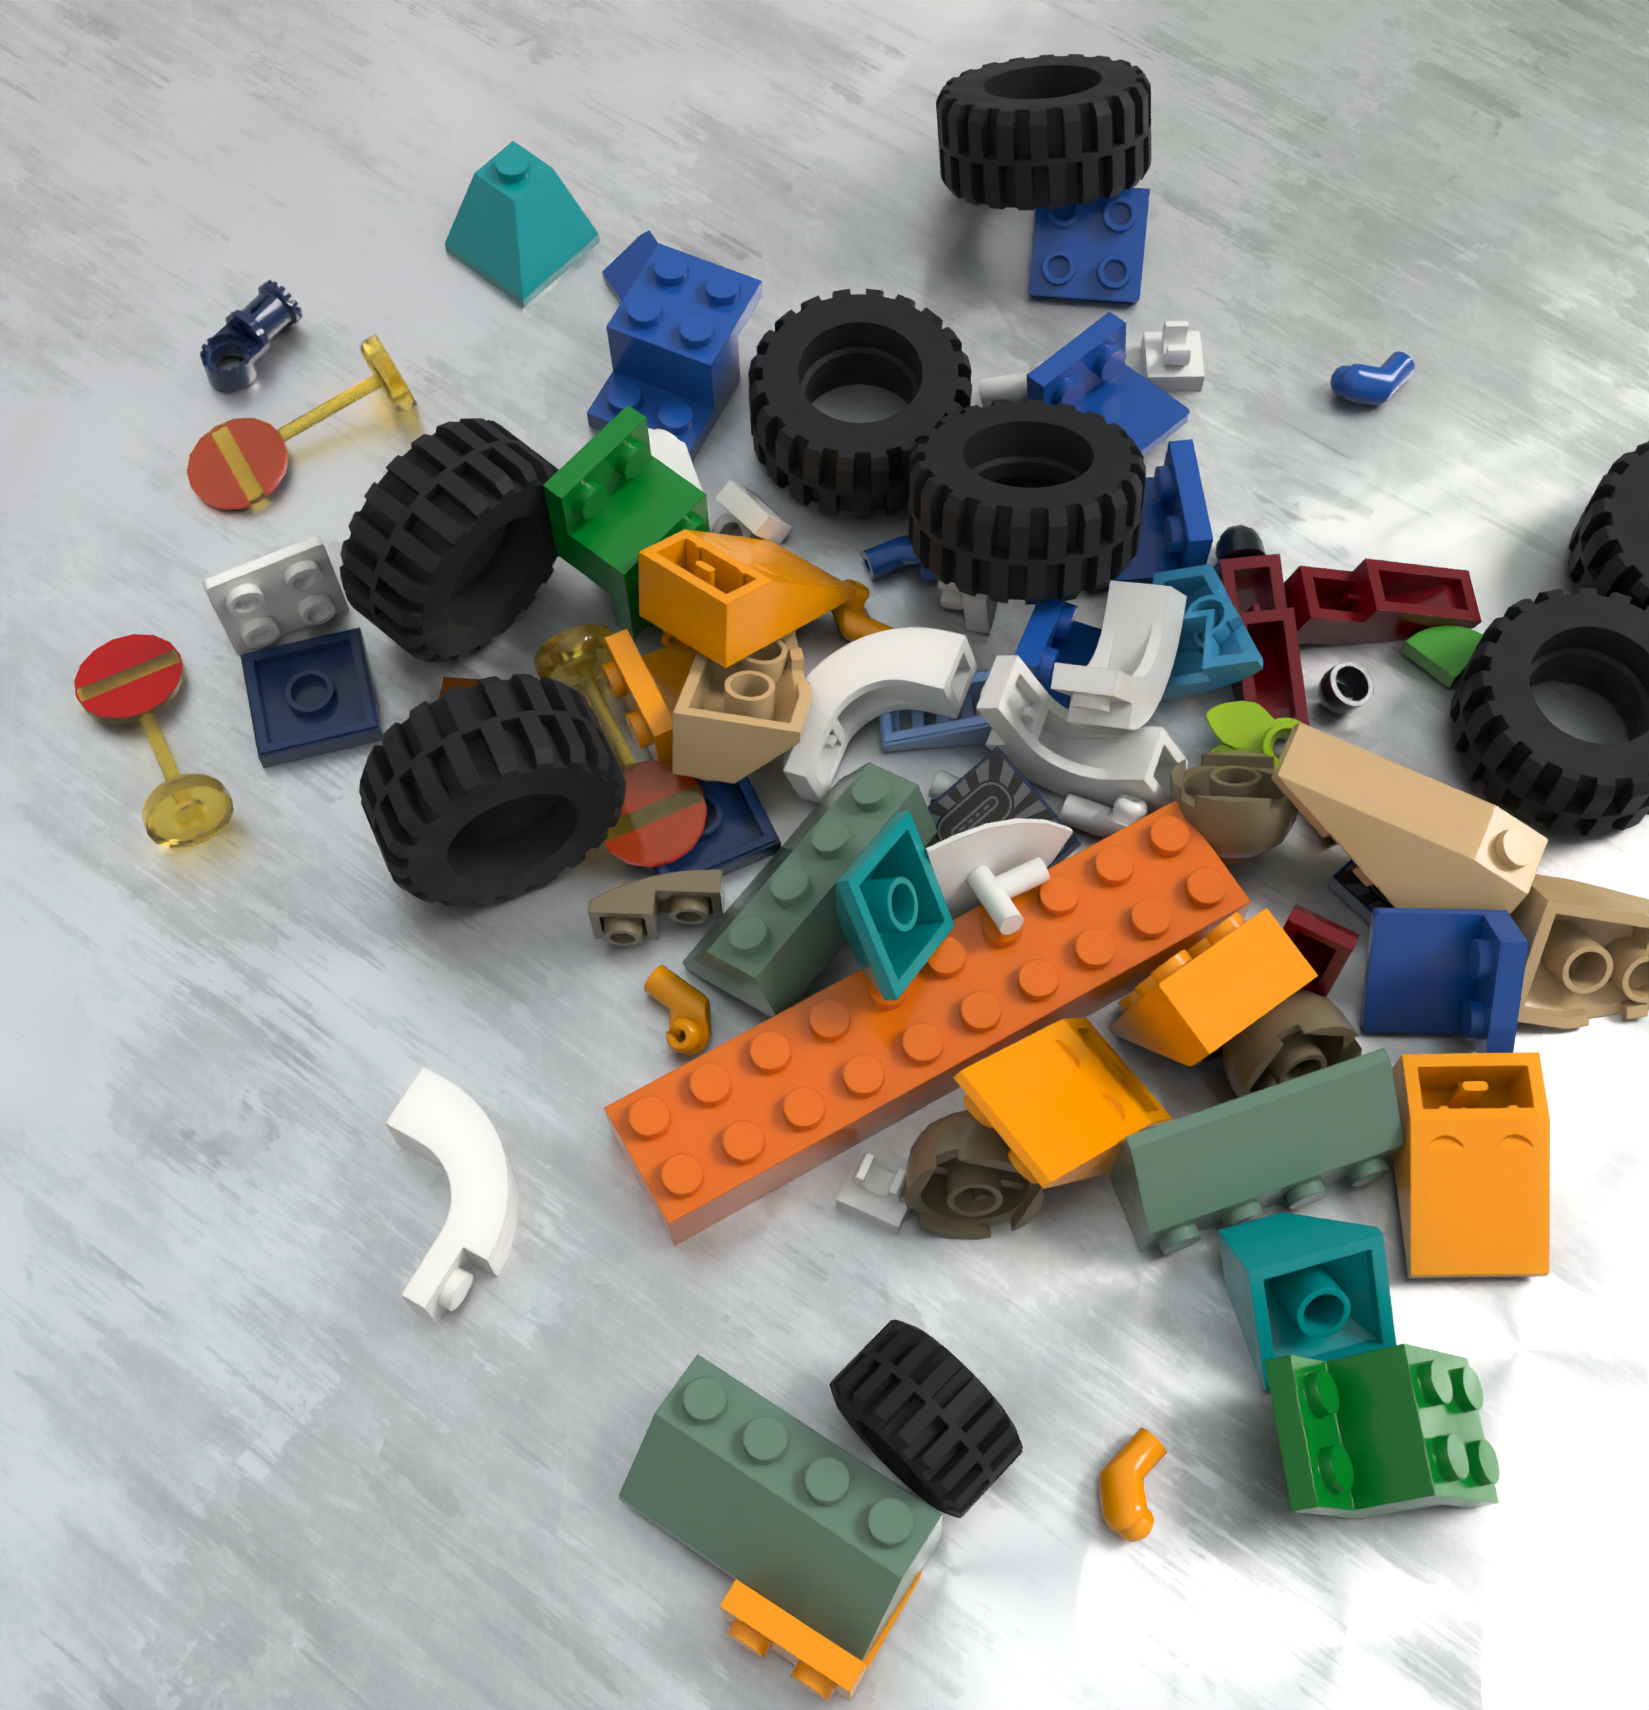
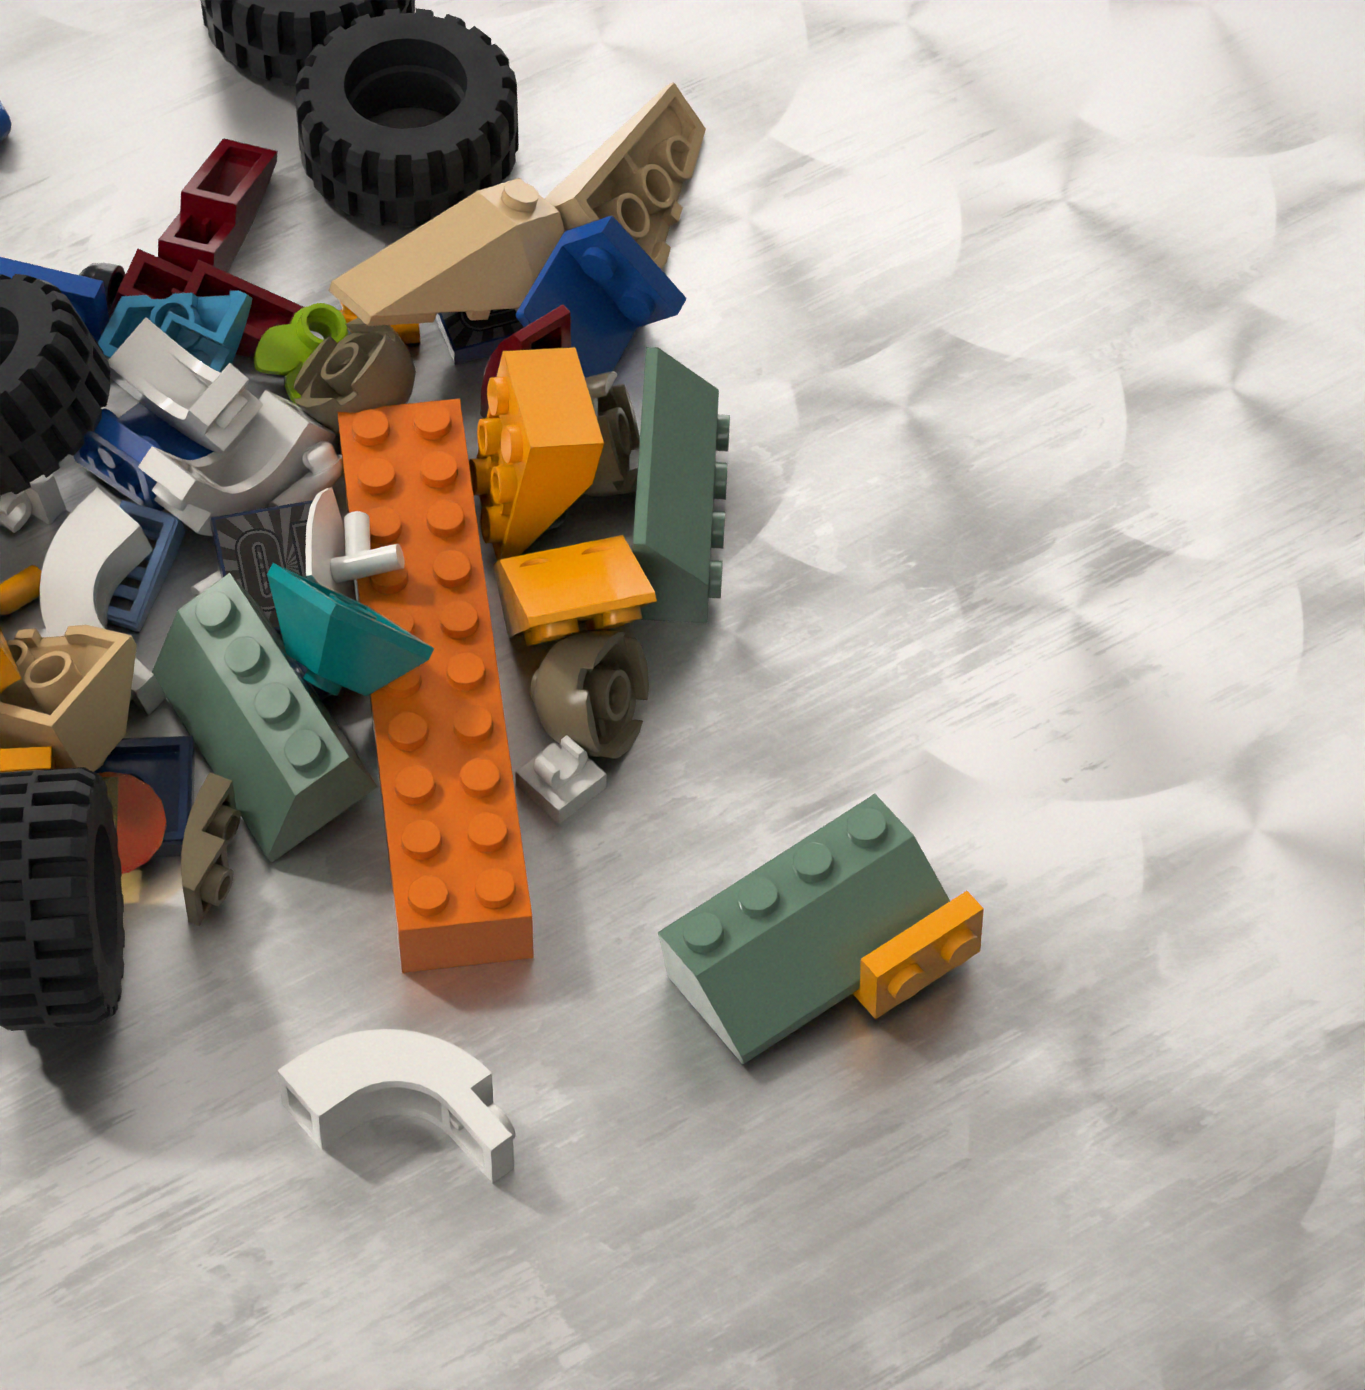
camera: 70 degrees left, 10 degrees down
(687, 1008) = (317, 866): light orange arm -> none
(926, 1417) = (784, 780): black tyre -> none
(1123, 1488) = (896, 700): light orange arm -> none
(1307, 1287) = (801, 513): teal slope -> none
(1342, 681) = (285, 269): black hinge -> none
(1381, 1432) = (936, 499): green bracket -> none
(1442, 651) = (288, 190): bright green tile -> none
(1473, 1164) = (762, 357): light orange slope -> none

